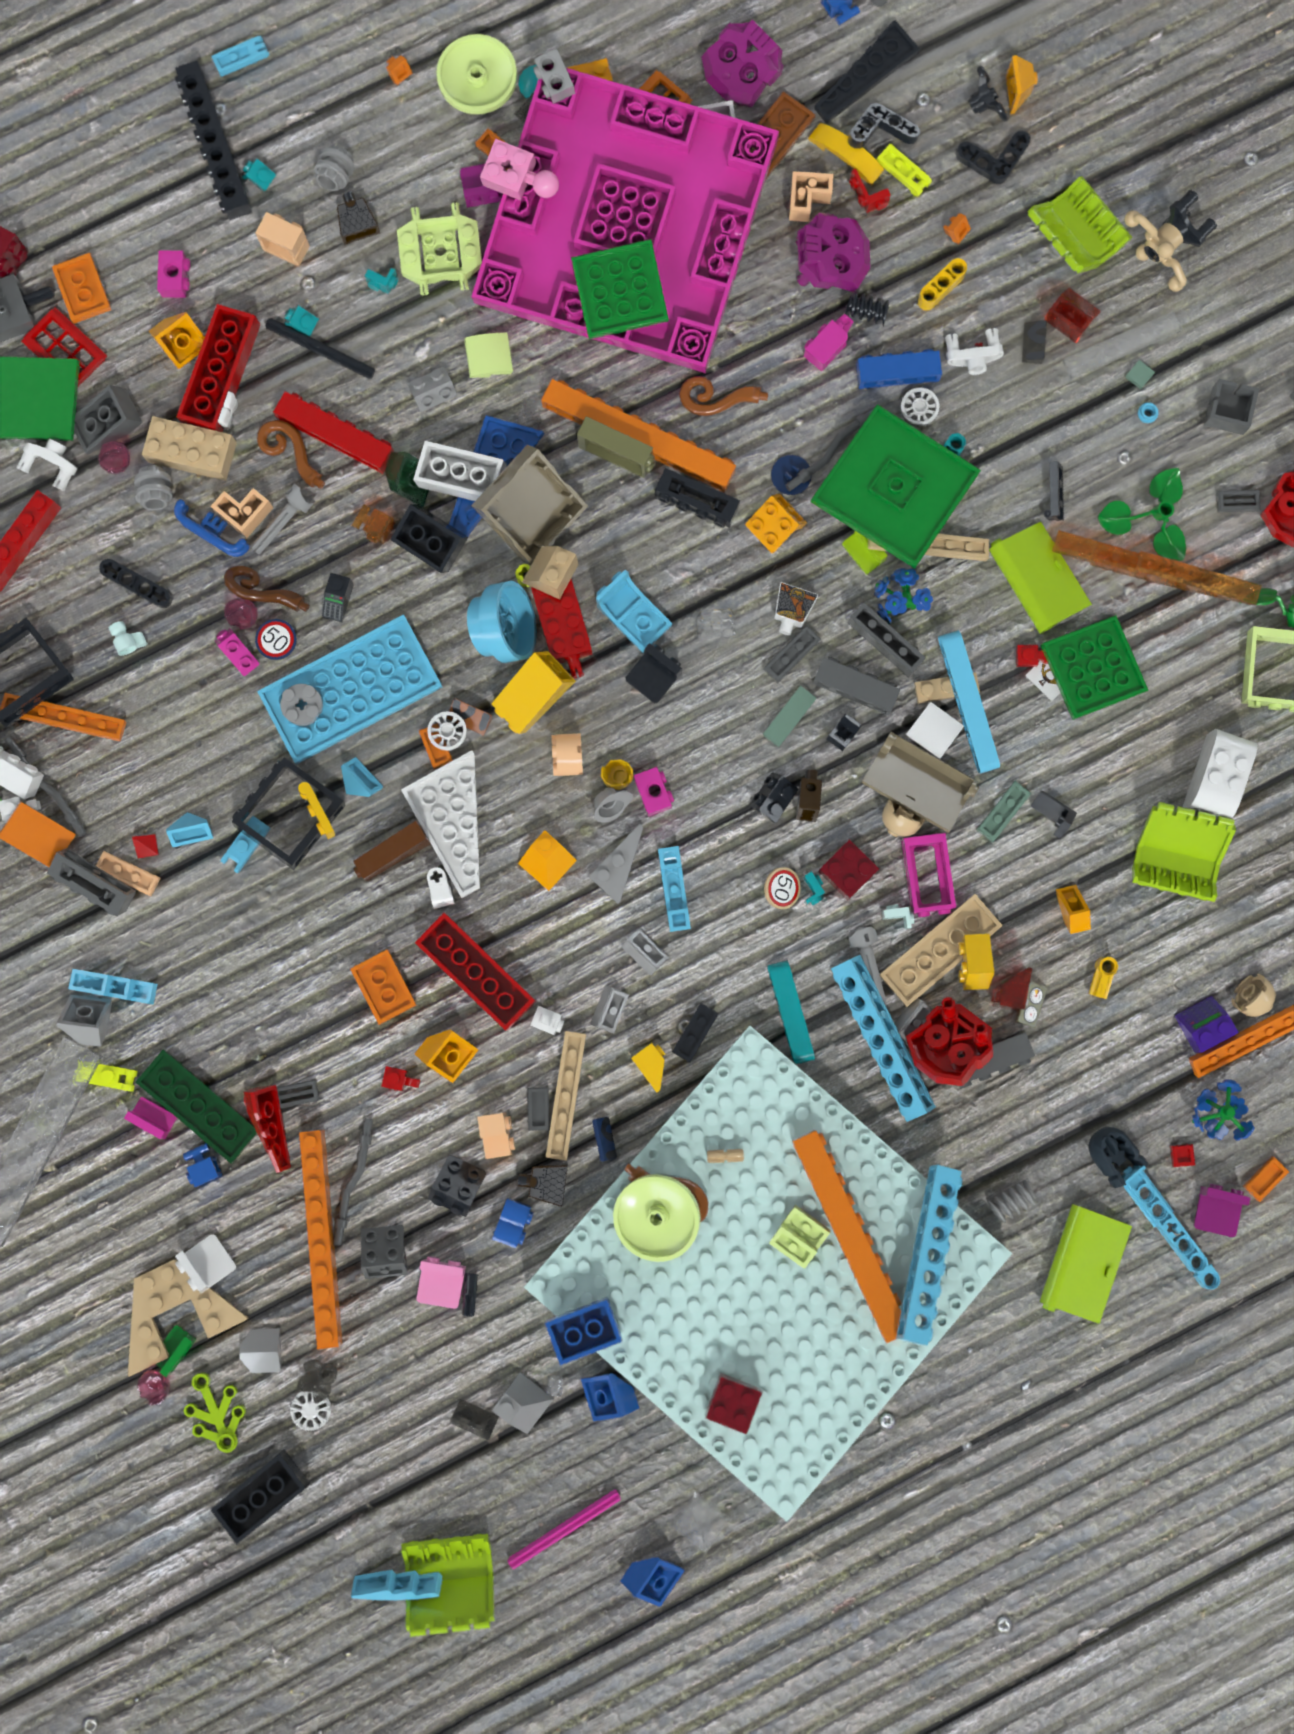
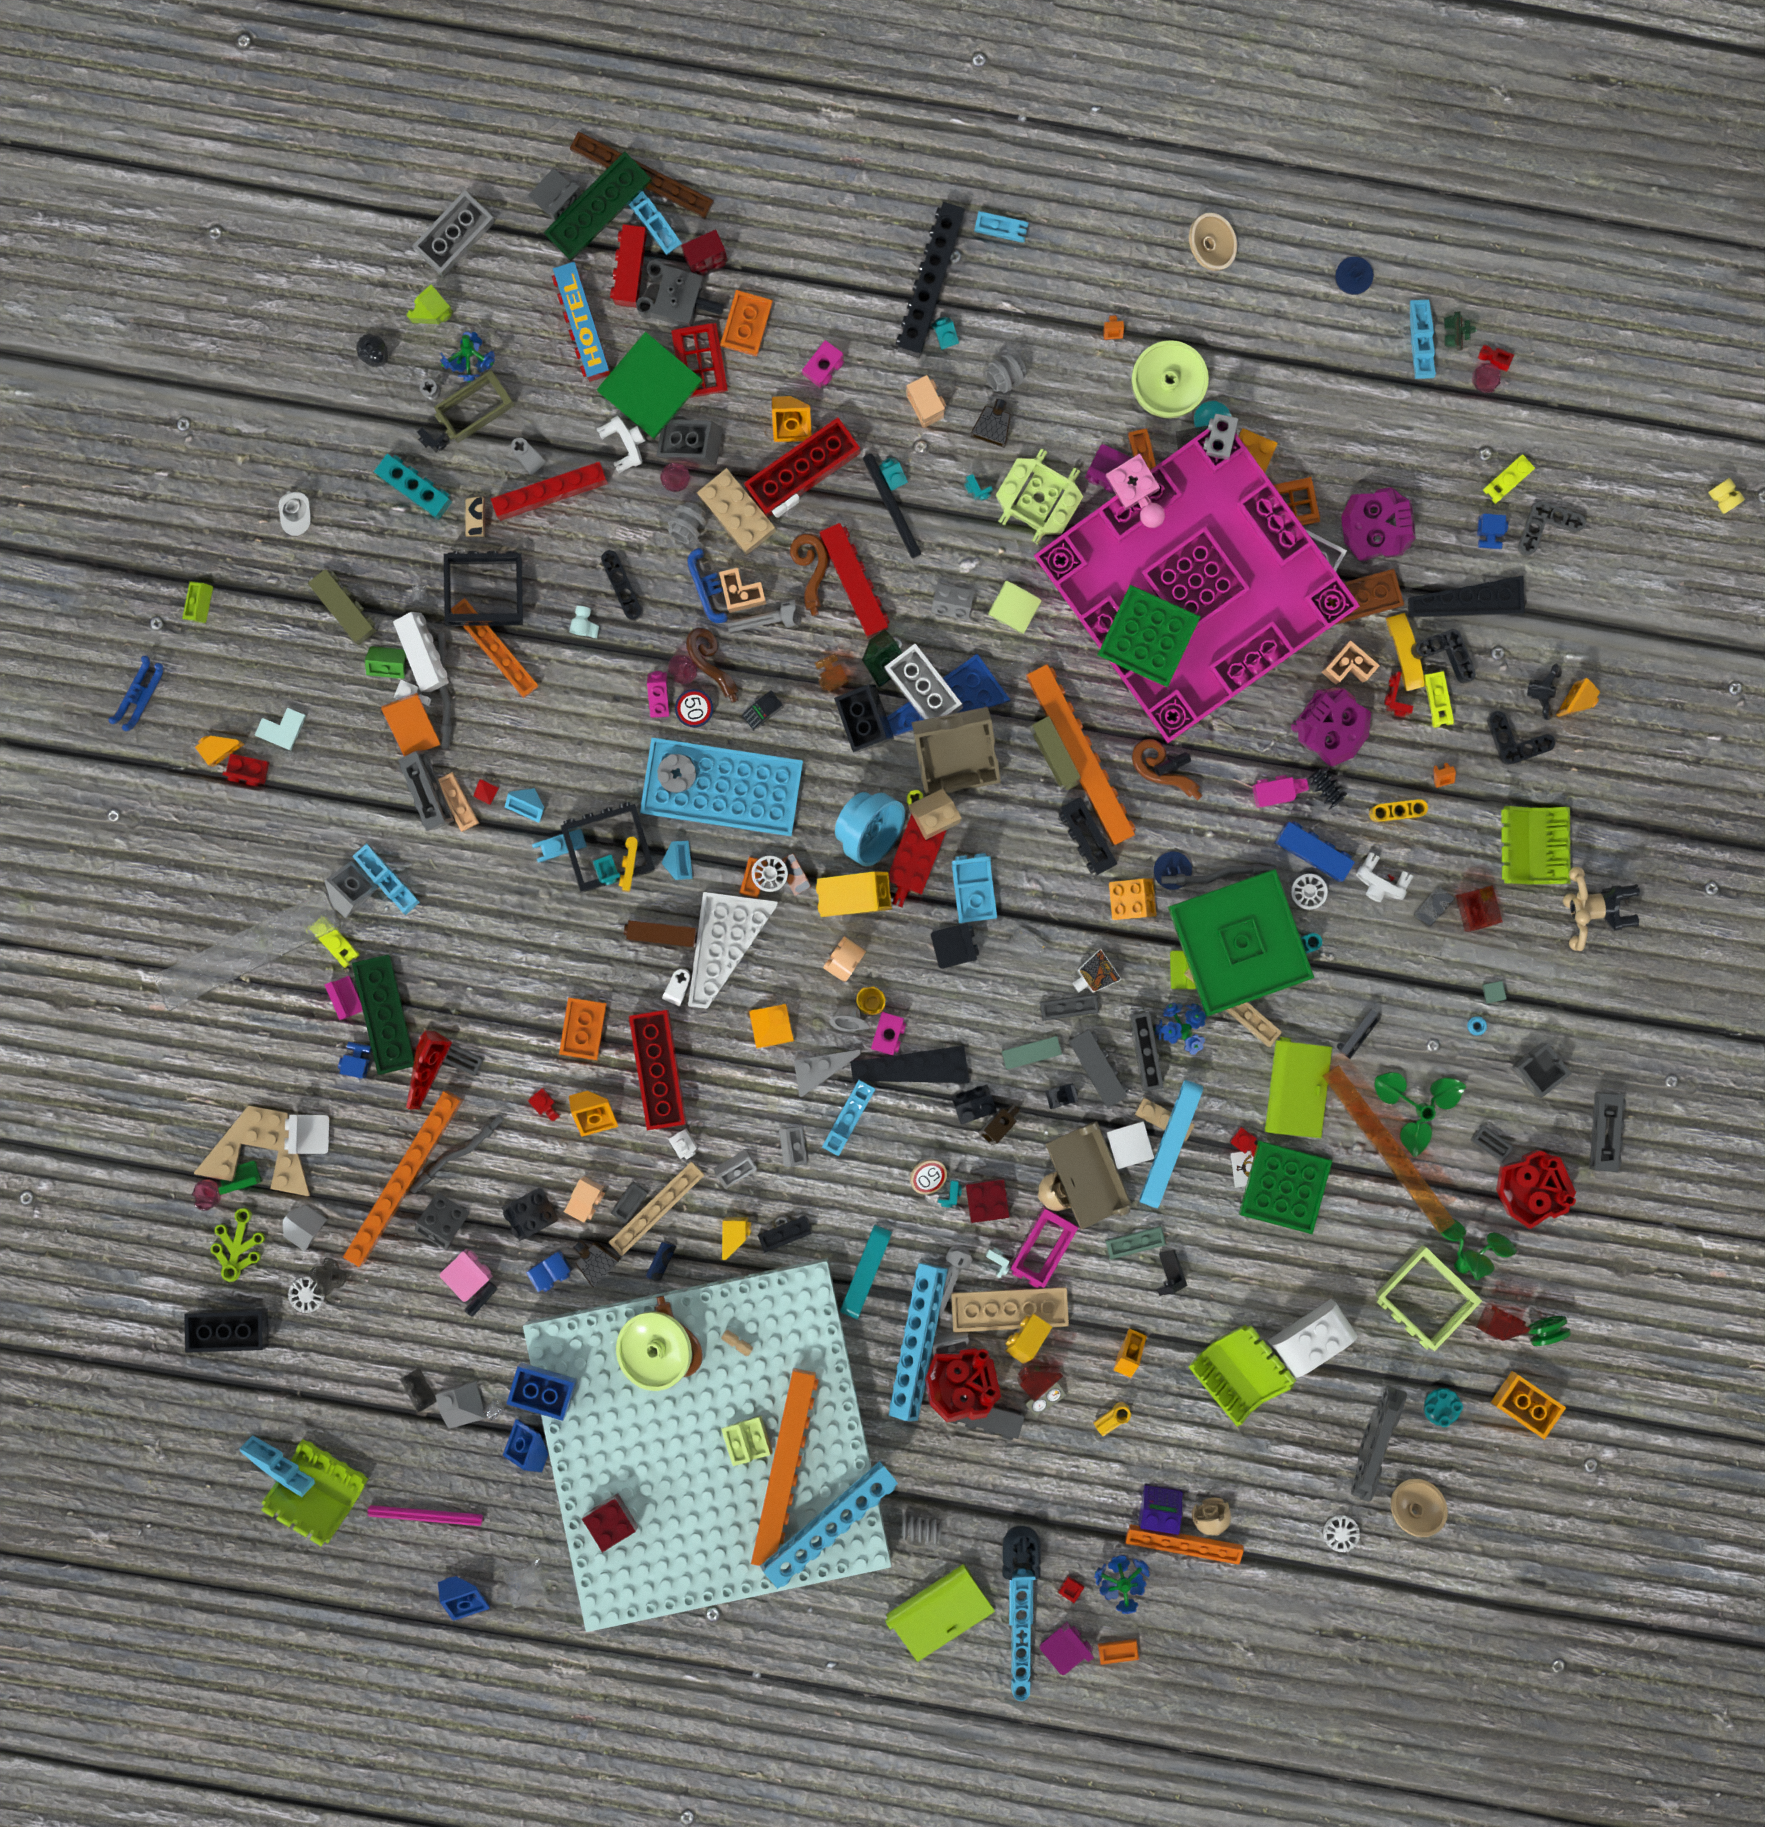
camera: 30 degrees right, 5 degrees up
(300, 829) = (606, 869): none -> teal bracket
(712, 792) = (928, 1066): none -> black wing
(722, 385) = (1172, 764): none -> black axle

